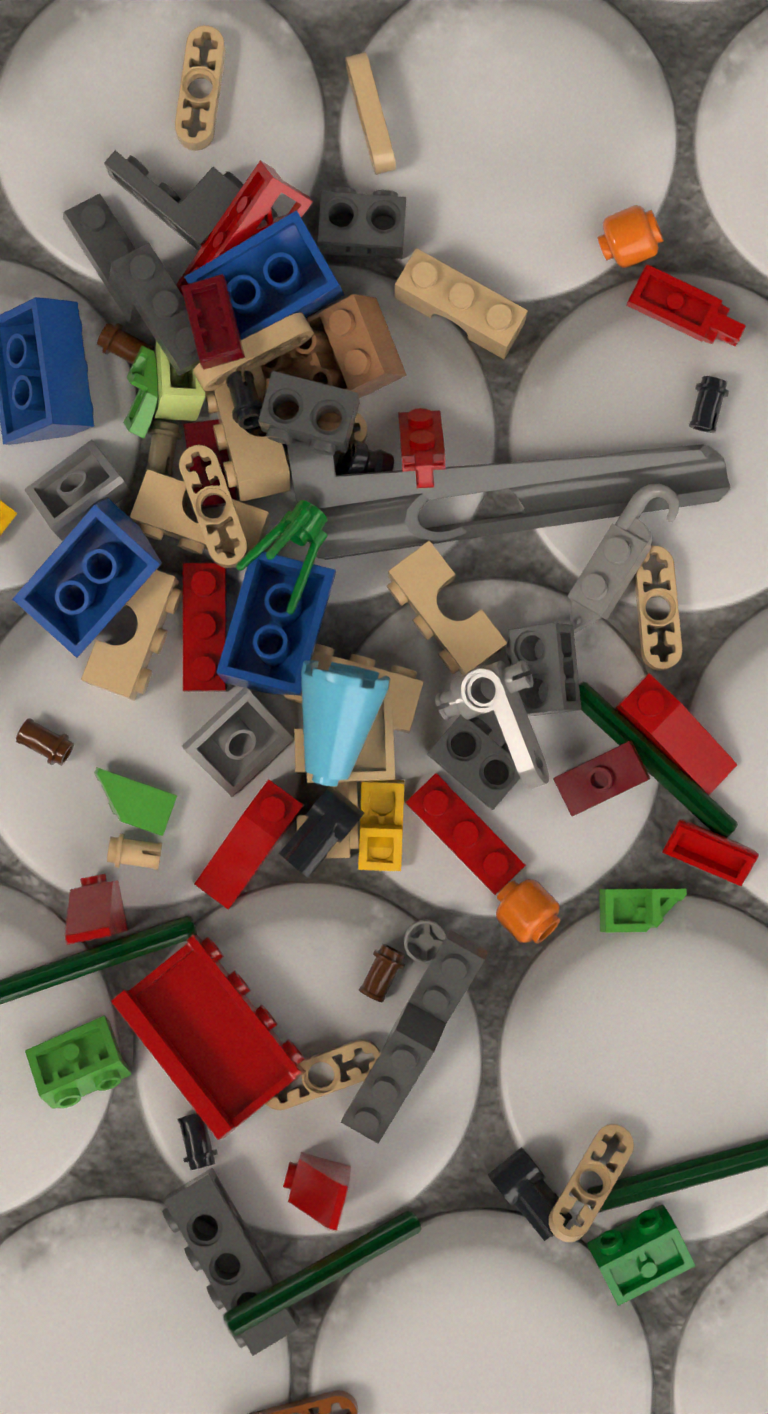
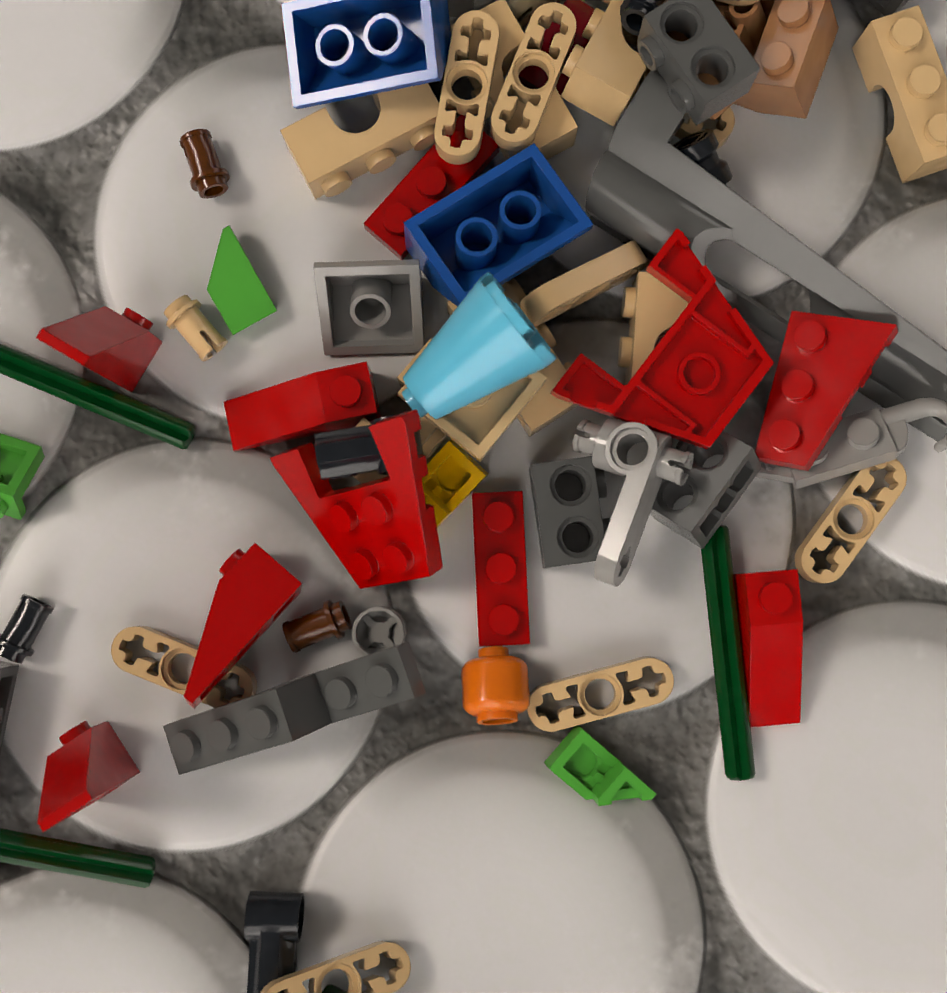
camera: 40 degrees right, 0 degrees up
(171, 517) = (455, 69): none -> tan beam
(210, 1036) = (112, 547): red panel -> none
(299, 526) = (595, 156): green plant -> none
(326, 1000) = (243, 608): none -> red slope
(360, 607) = (583, 283): none -> tan beam
(364, 880) = (379, 526): none -> red wing
(422, 444) = (769, 185): red hinge -> none
(479, 604) = (693, 374): none -> red wing
(559, 545) = (814, 381): none -> red wing
(601, 778) = (667, 626): dark red plate -> none
(623, 836) = (639, 695): none -> tan beam
(710, 852) = (707, 781): red tile -> none

